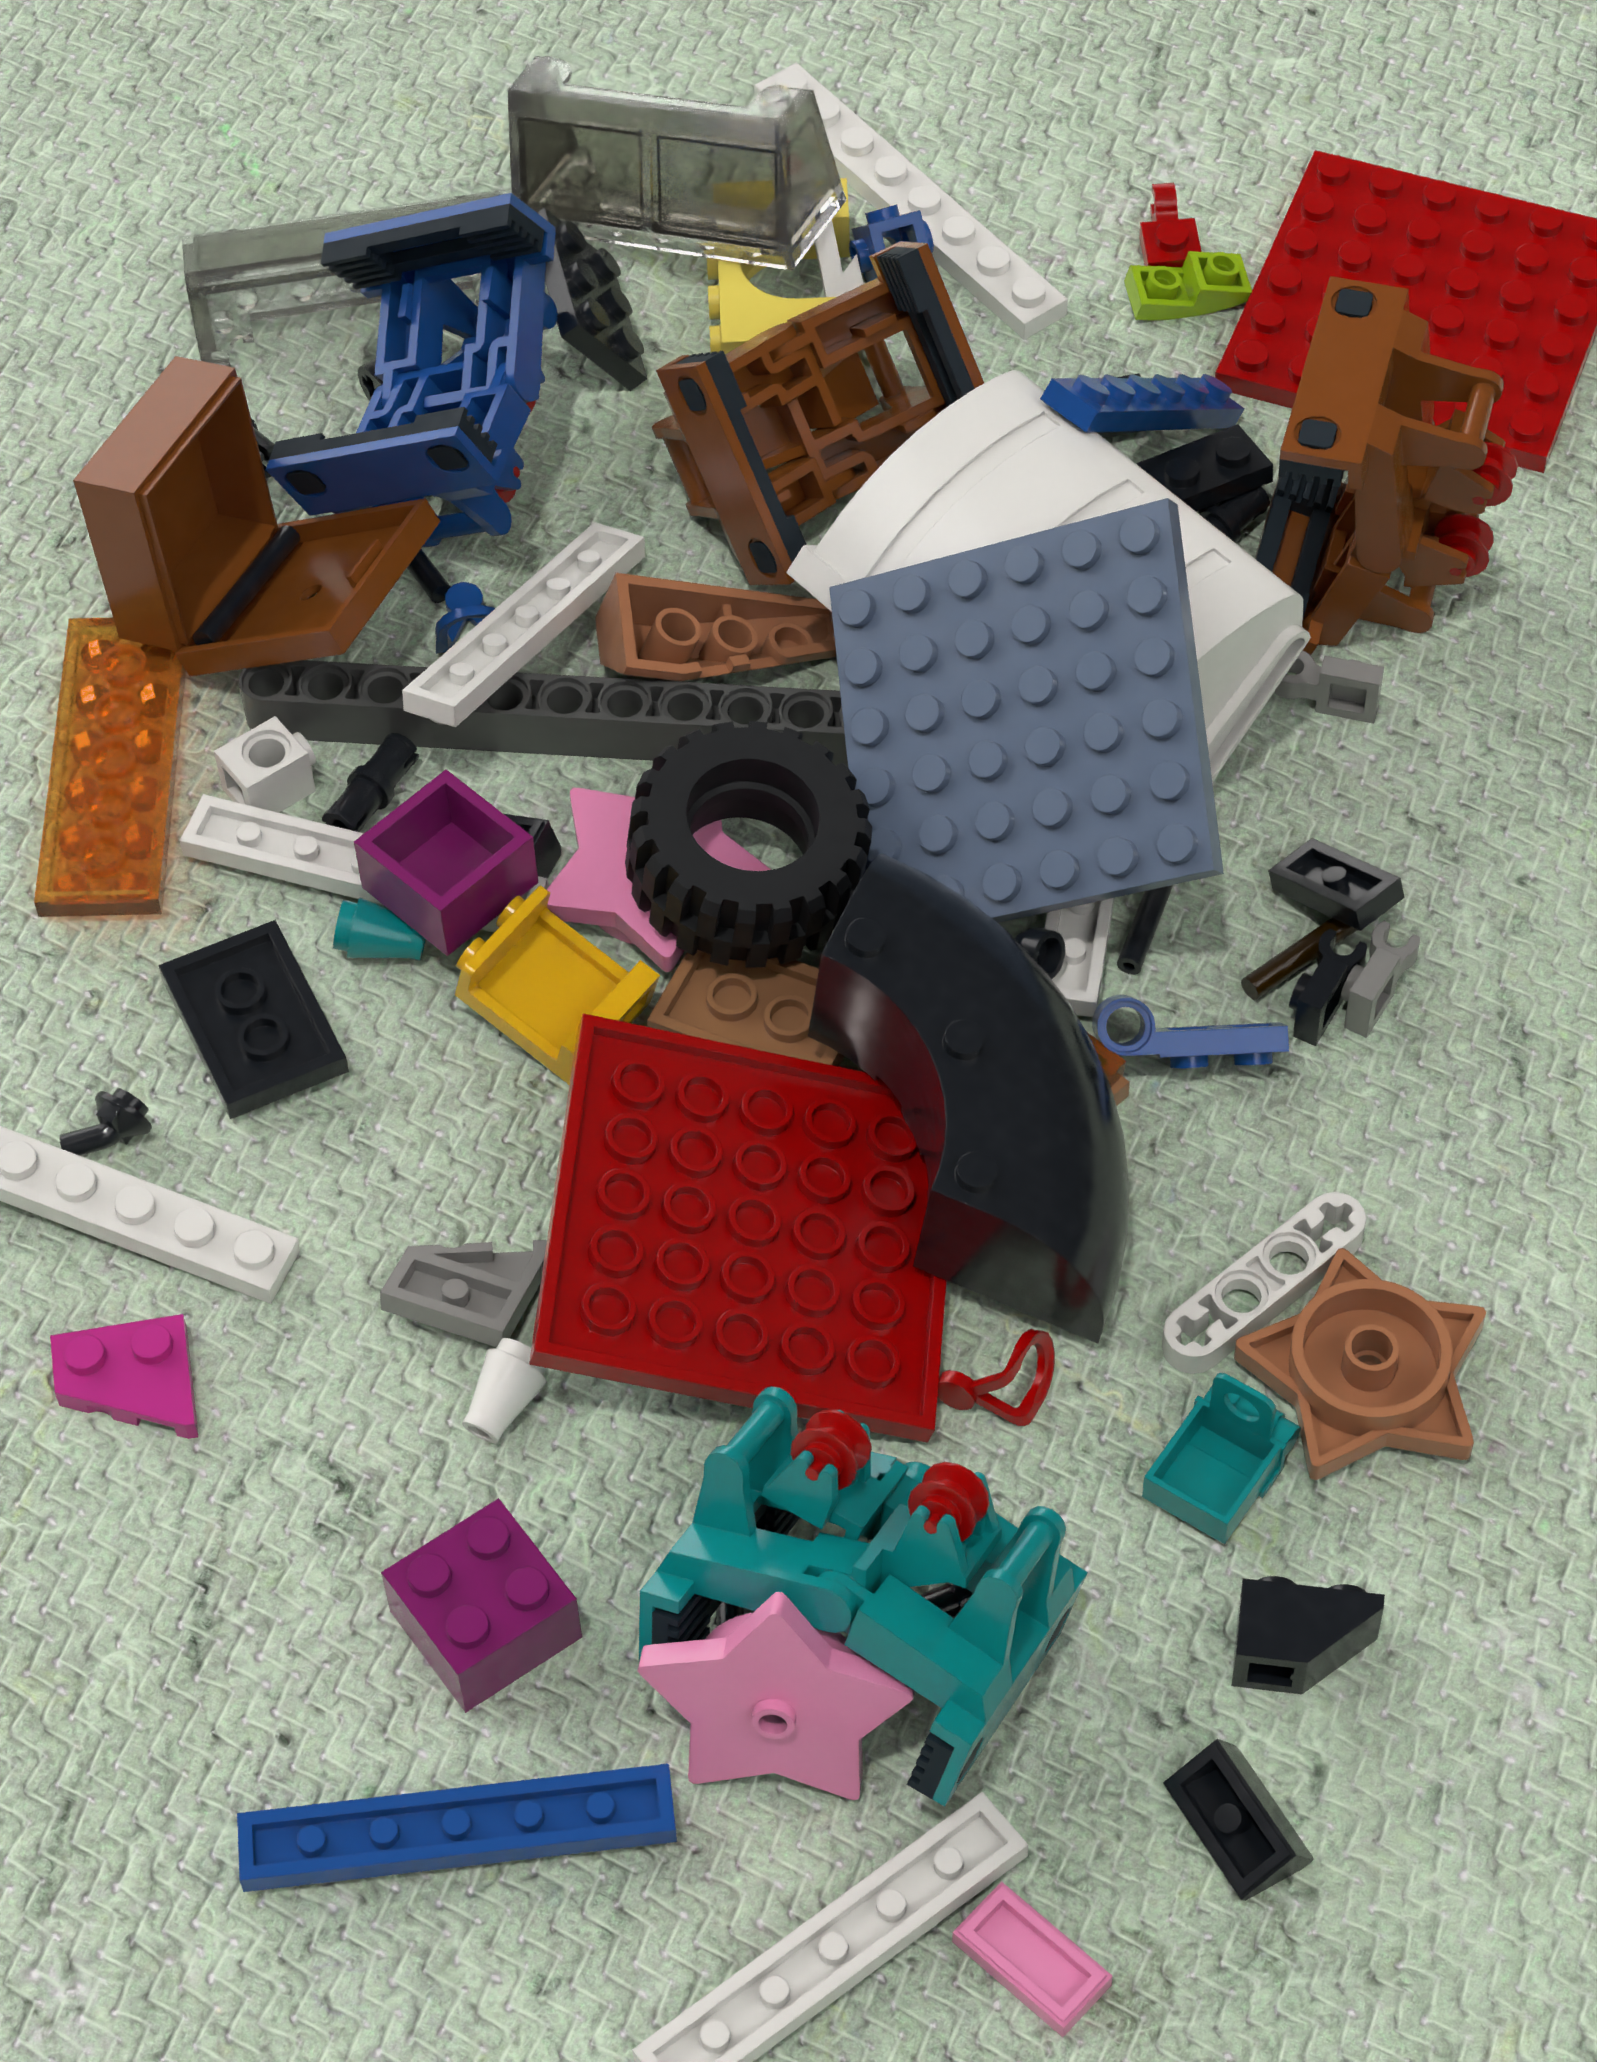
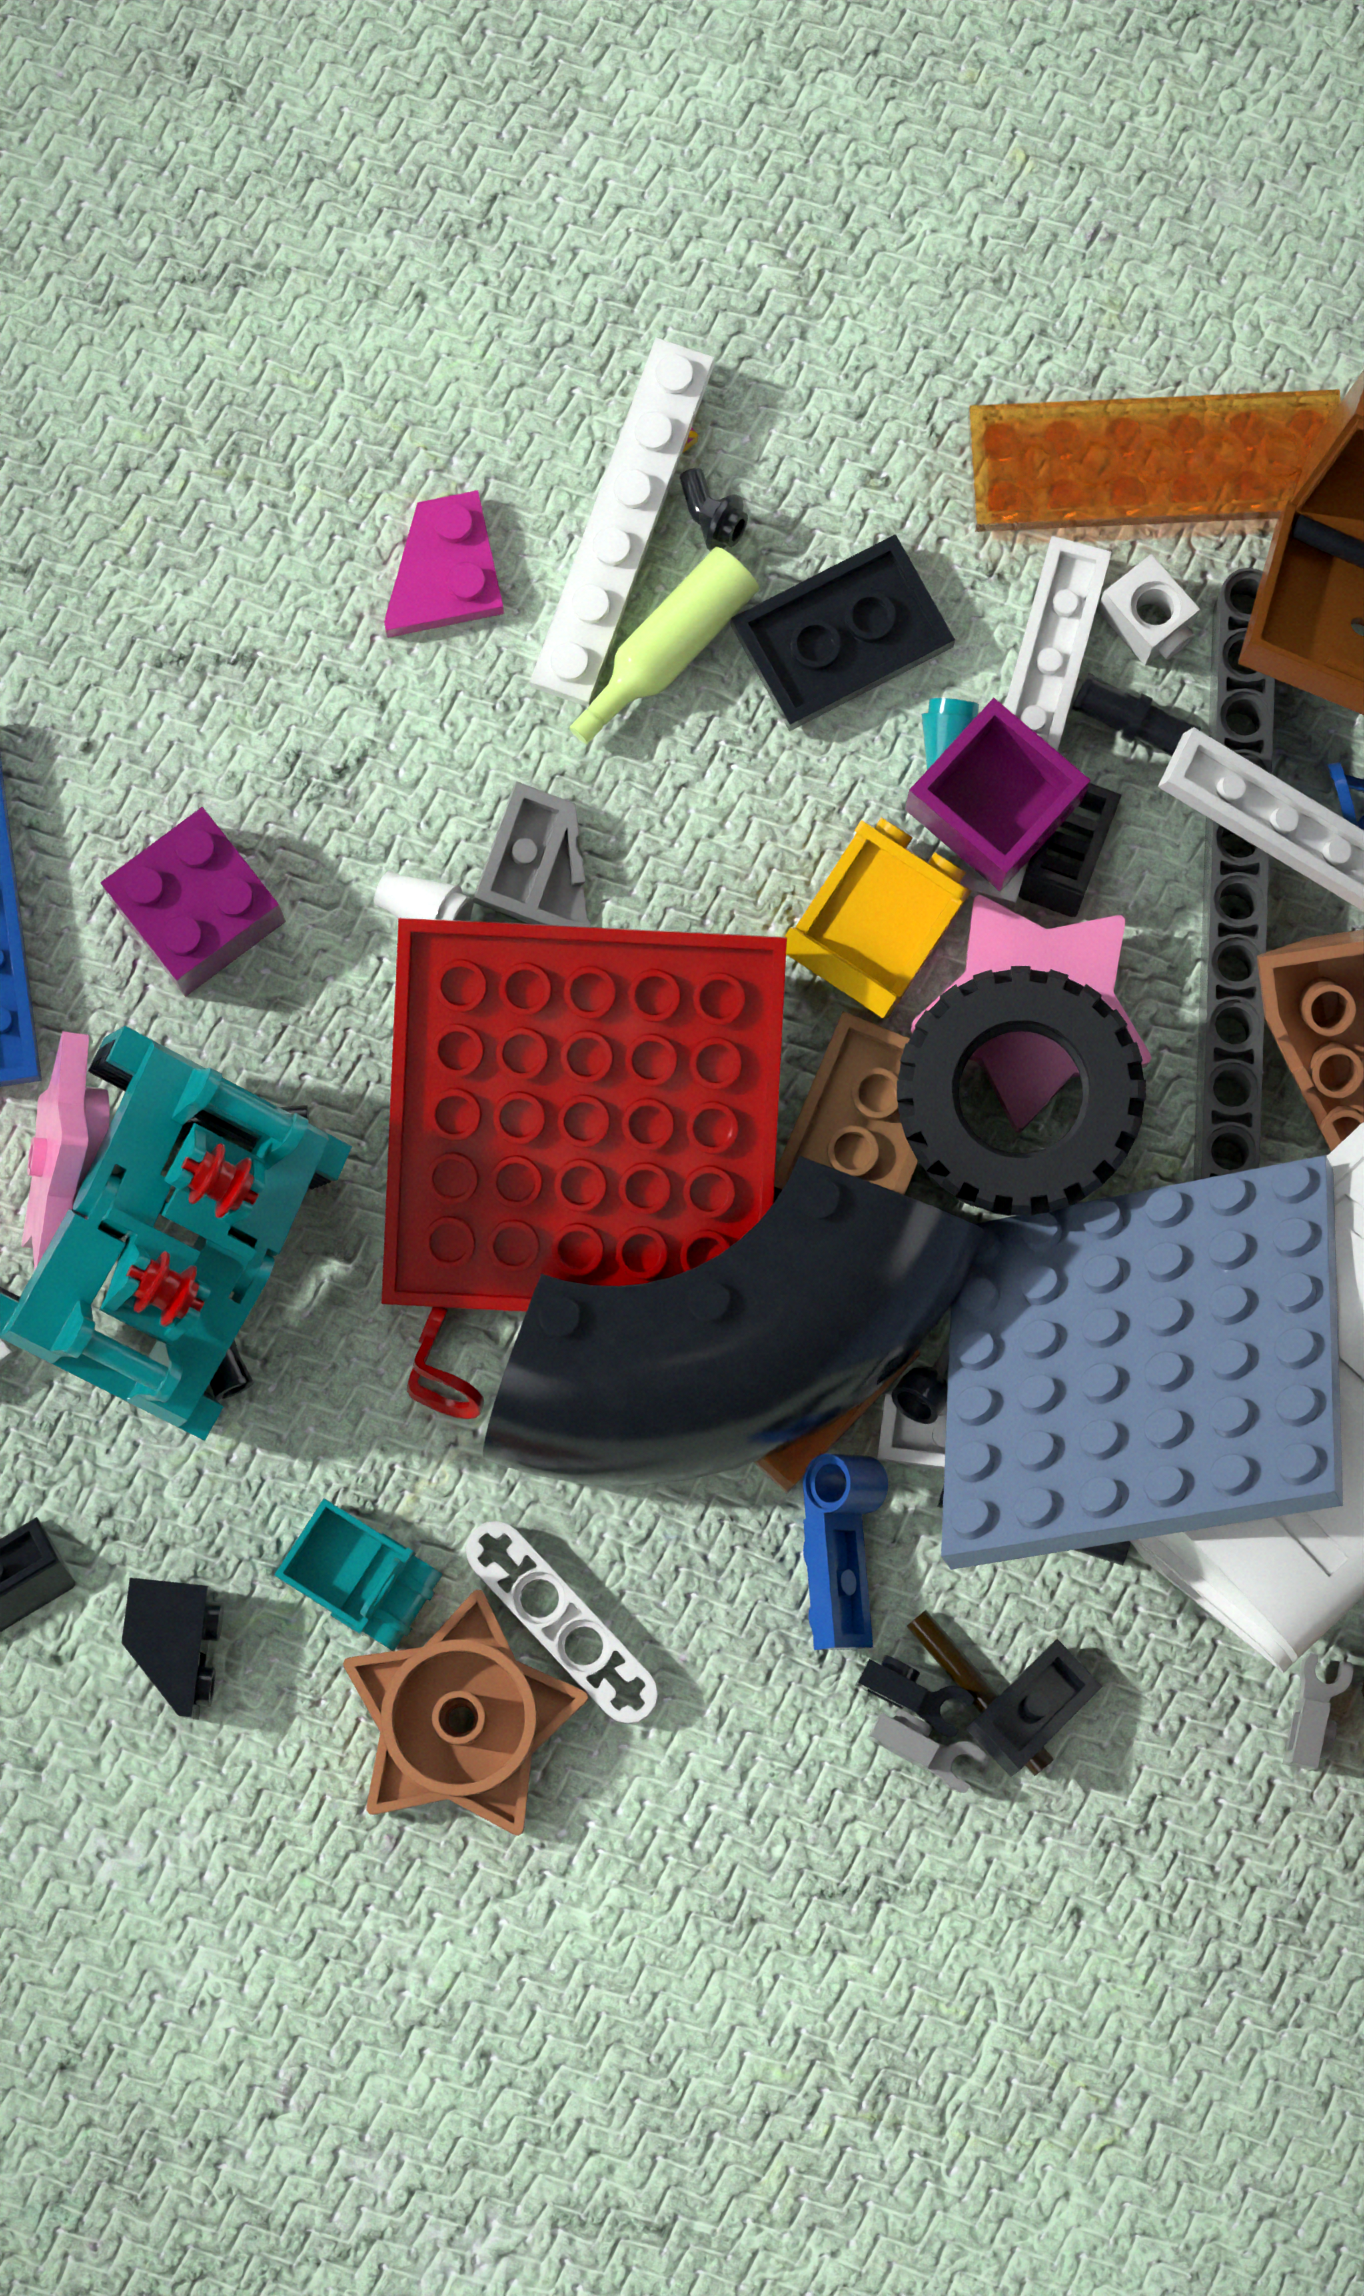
camera: 85 degrees right, 25 degrees up
(237, 1159) = (671, 637): none -> yellowish green piece

